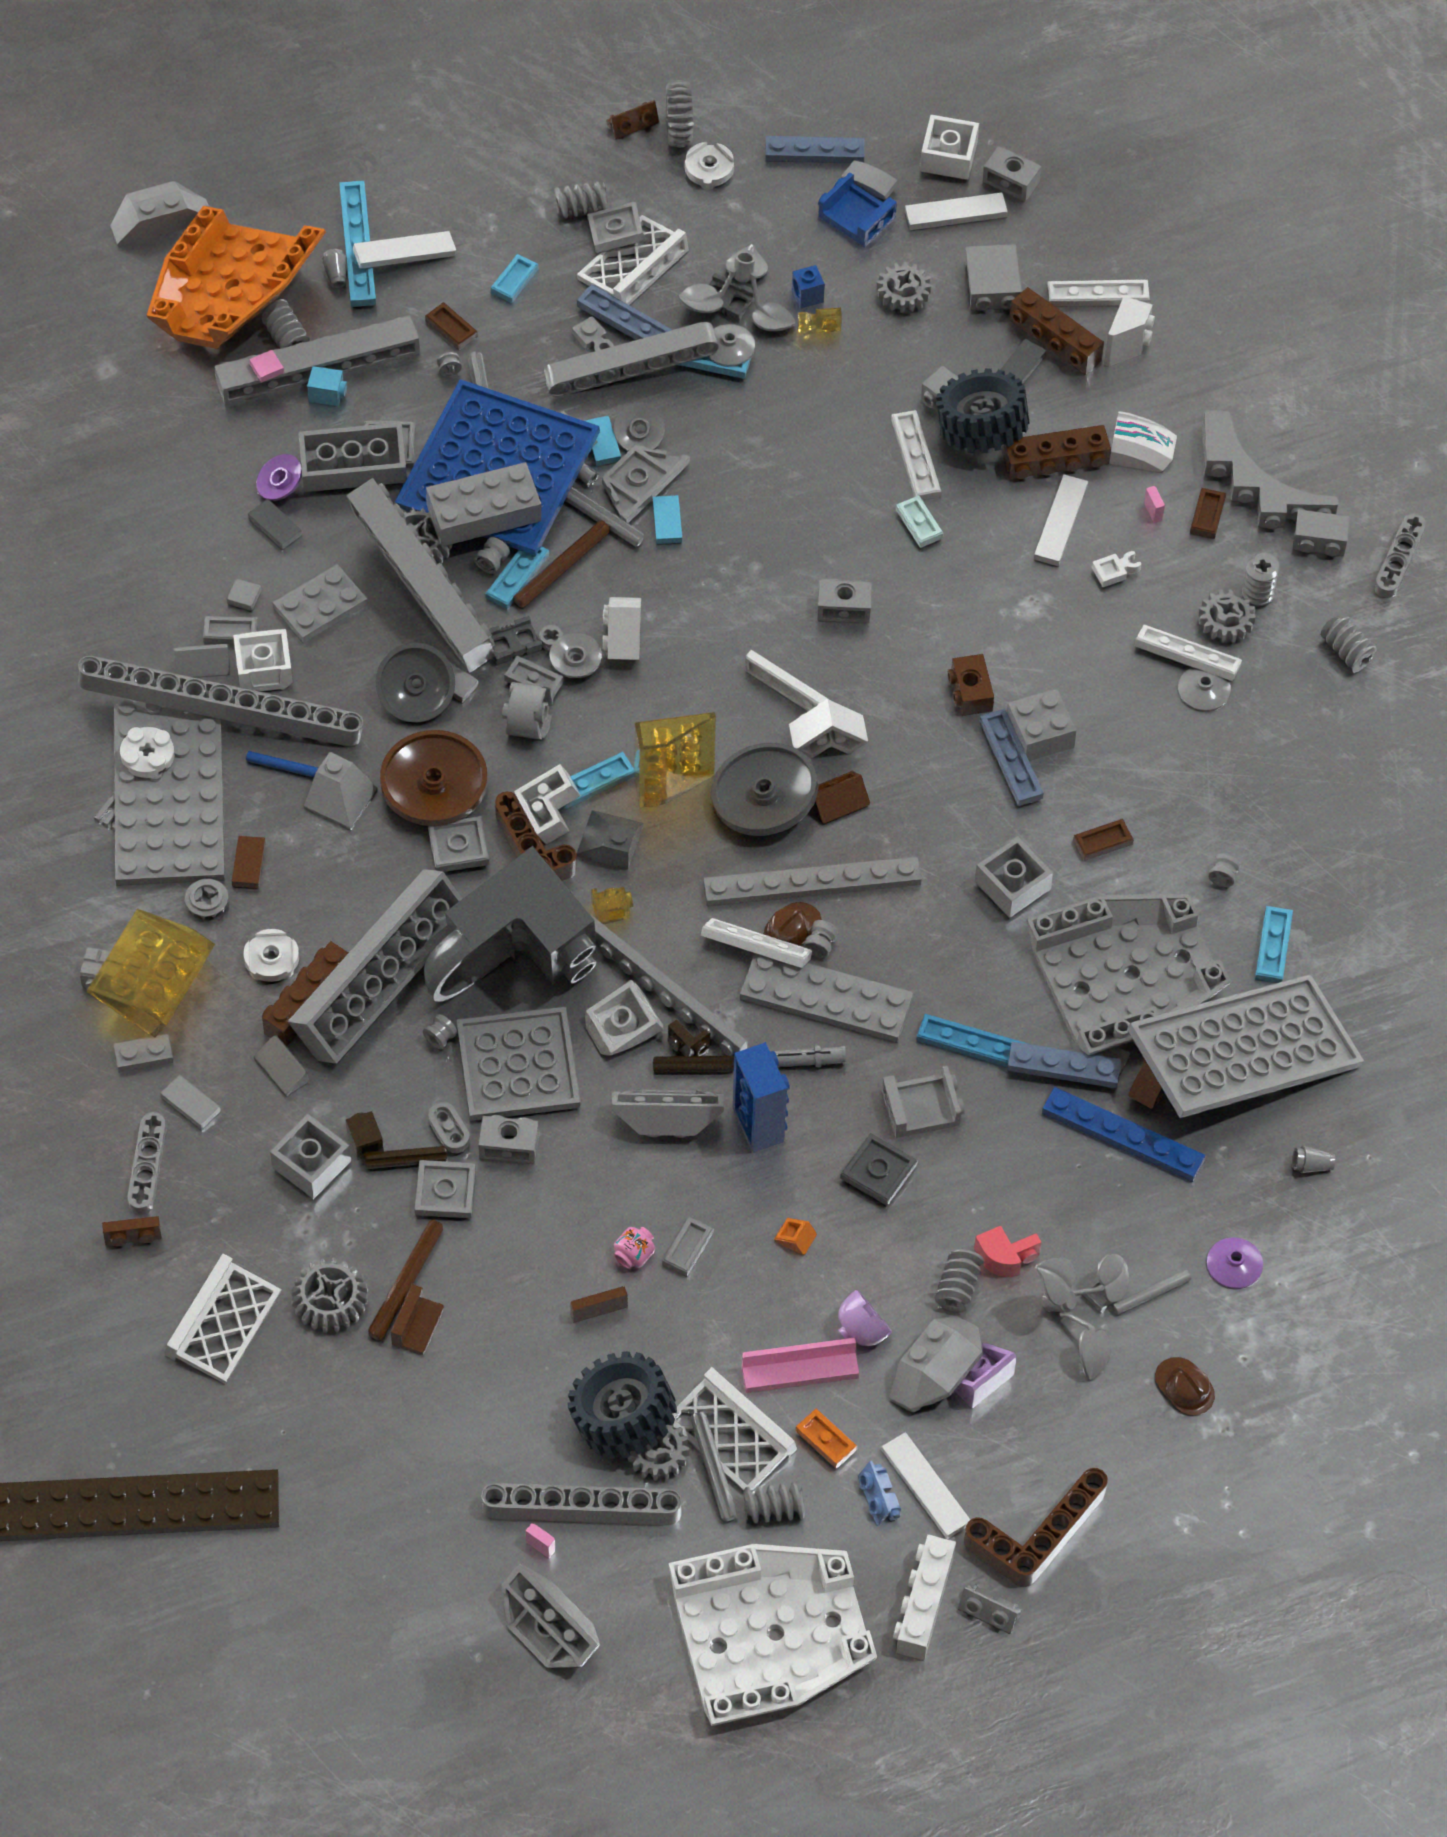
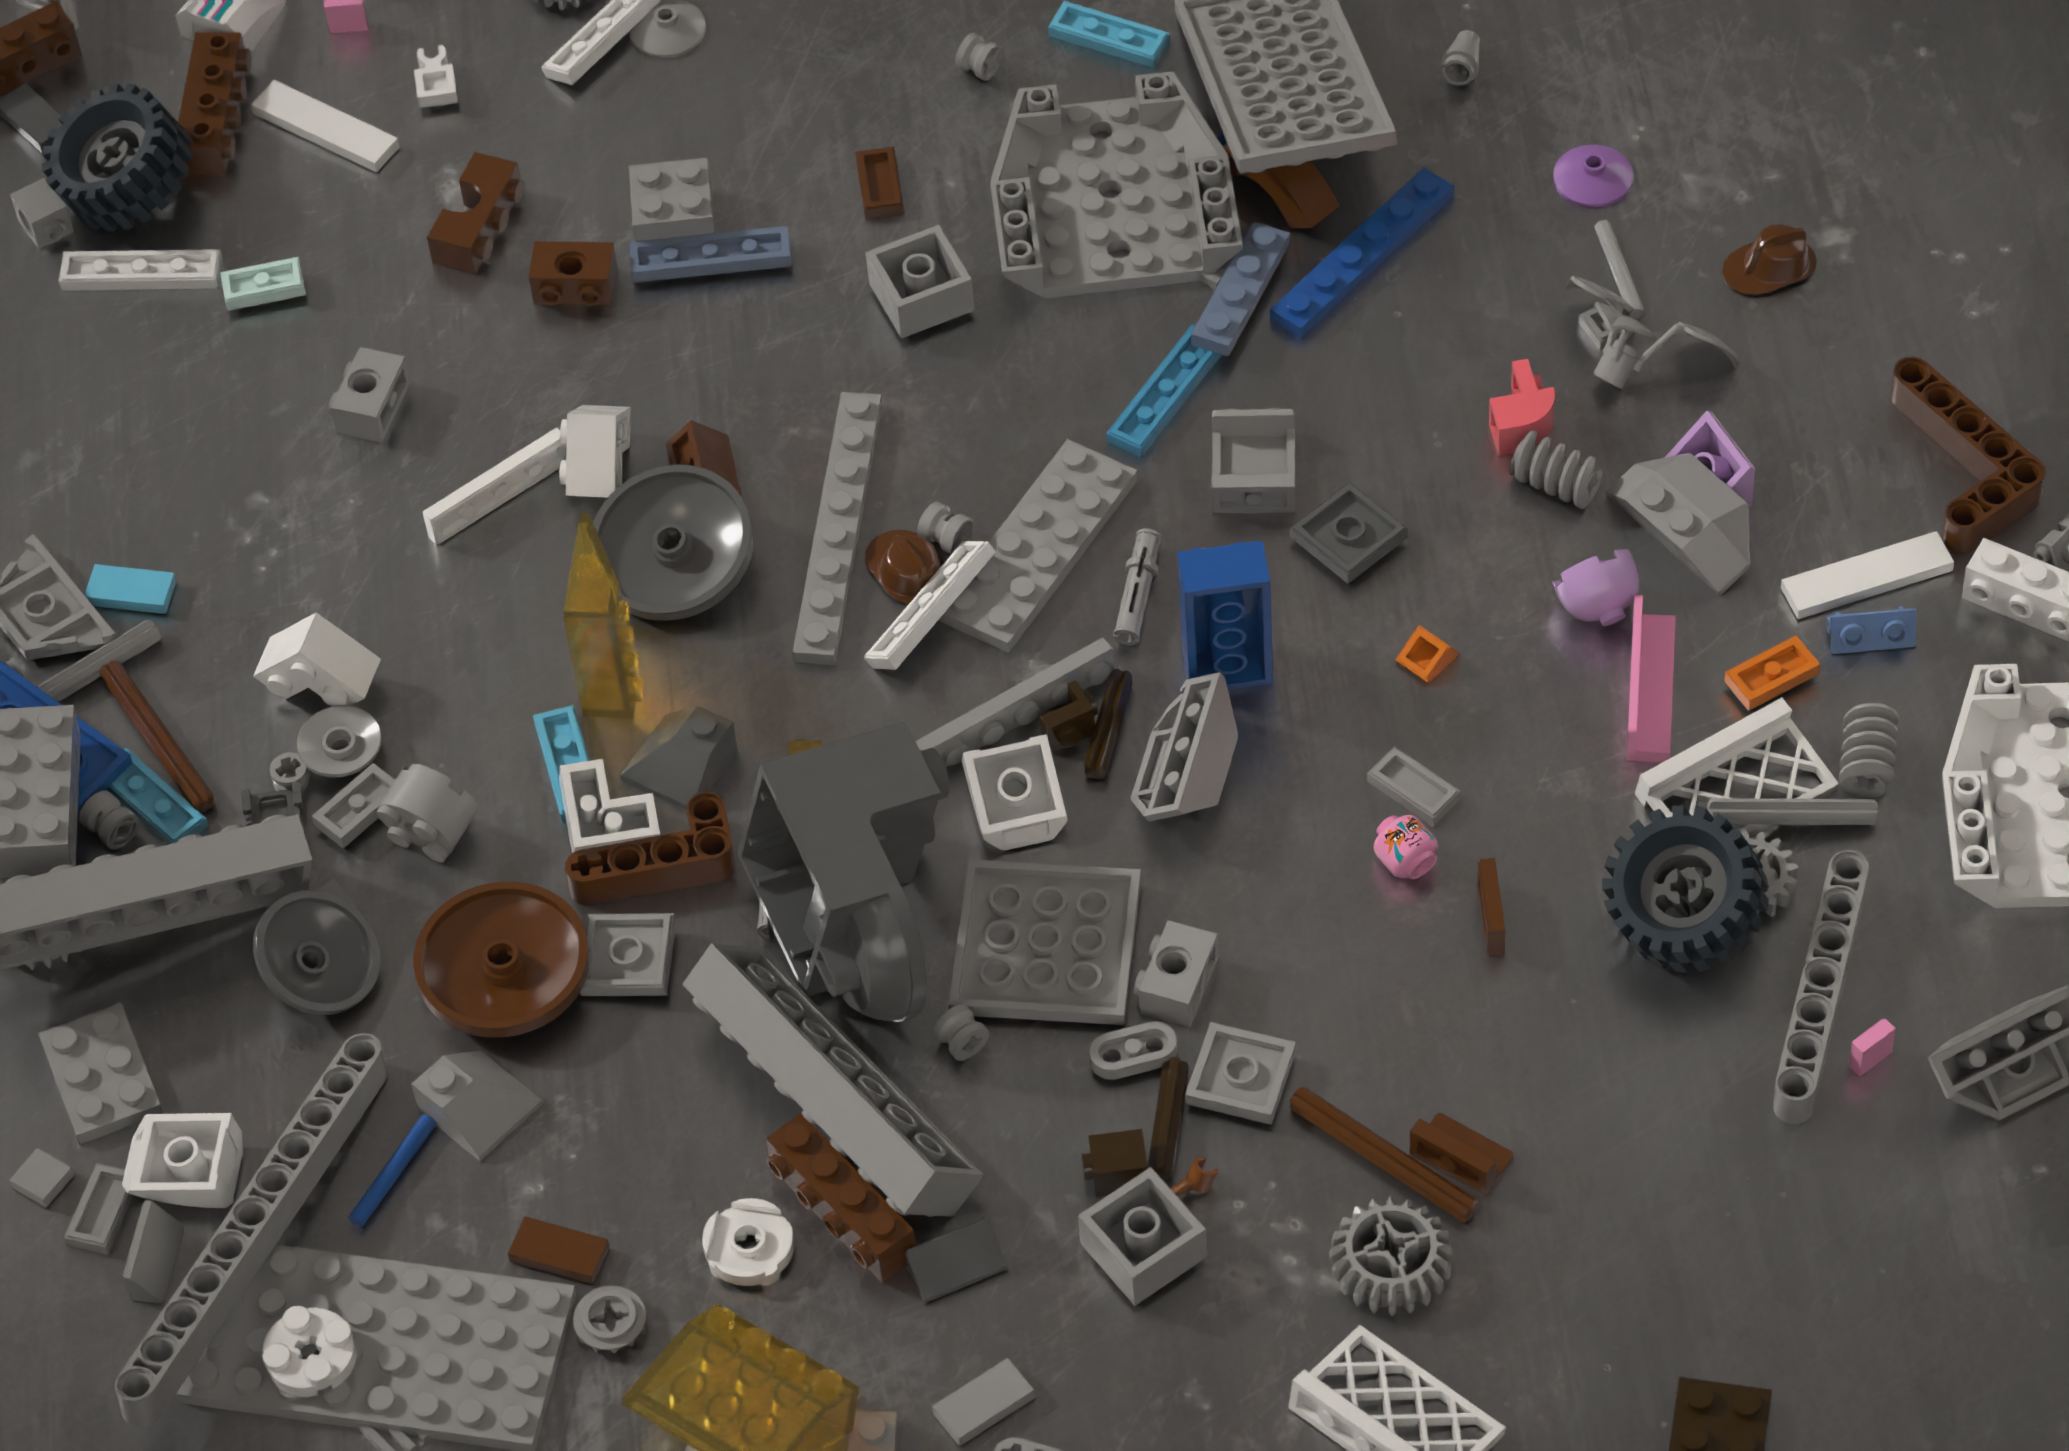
camera: 70 degrees left, 5 degrees down
(363, 1180) = (1196, 1179): none -> dark orange hand
(1026, 625) = (467, 237): none -> reddish brown arch

